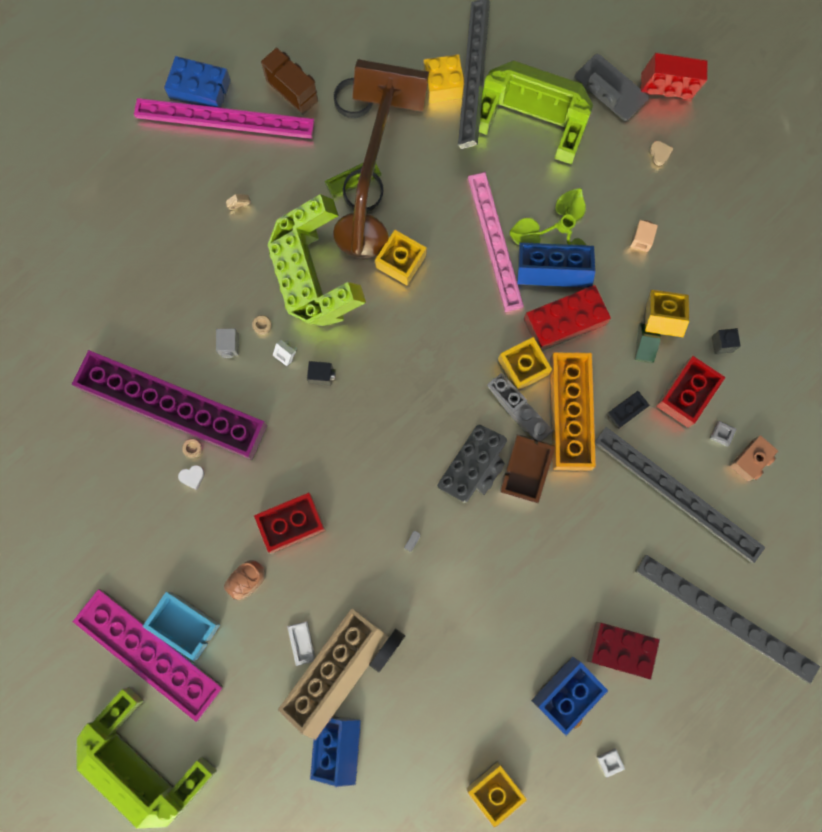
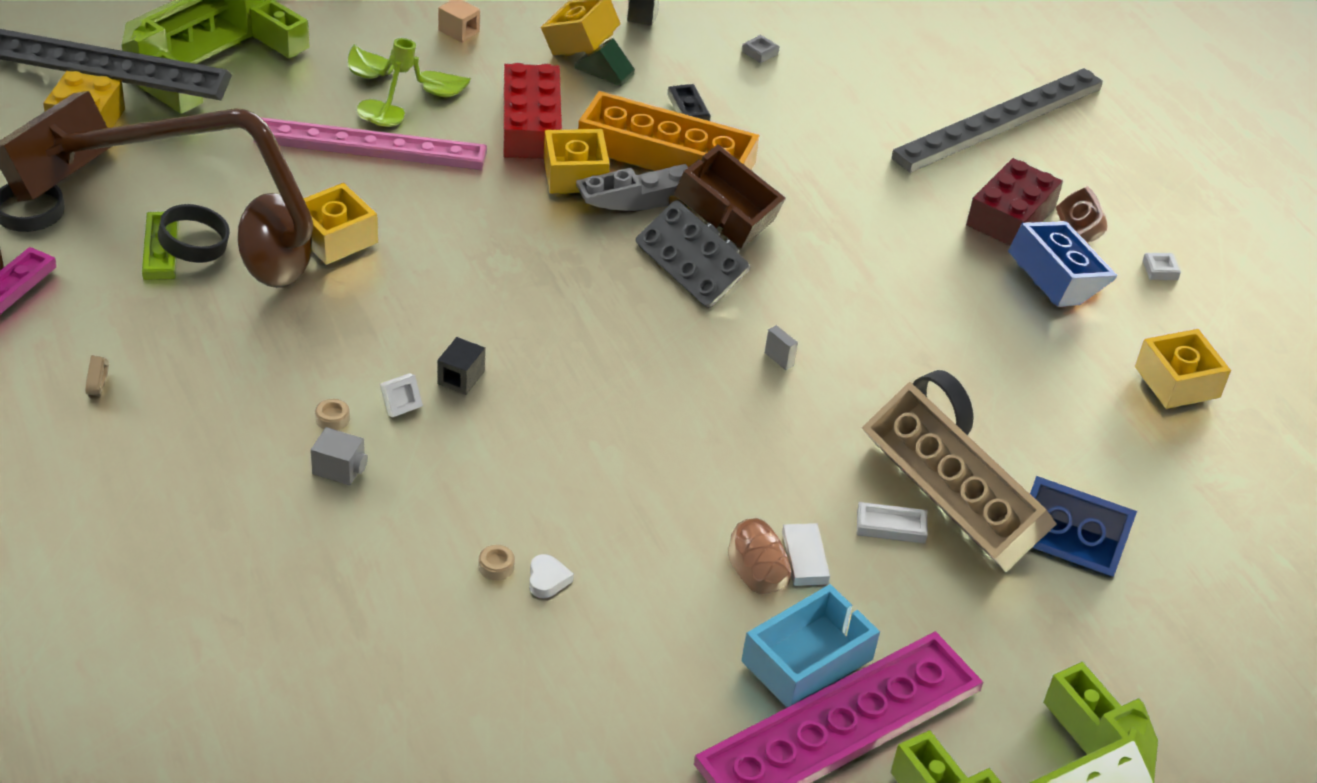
camera: 75 degrees left, 35 degrees down
(170, 405) = (398, 558): magenta brick -> none
(258, 603) = (805, 554): none -> white tile
(289, 523) = (693, 463): red brick -> none
(296, 269) = (286, 321): lime wedge -> none
(556, 265) = (450, 93): blue slope -> none
(630, 699) = (1084, 214): none -> nougat piece
(680, 495) = (833, 97): dark grey plate -> none
(690, 391) = (695, 45): red brick -> none
(754, 459) = (806, 32): nougat brick -> none

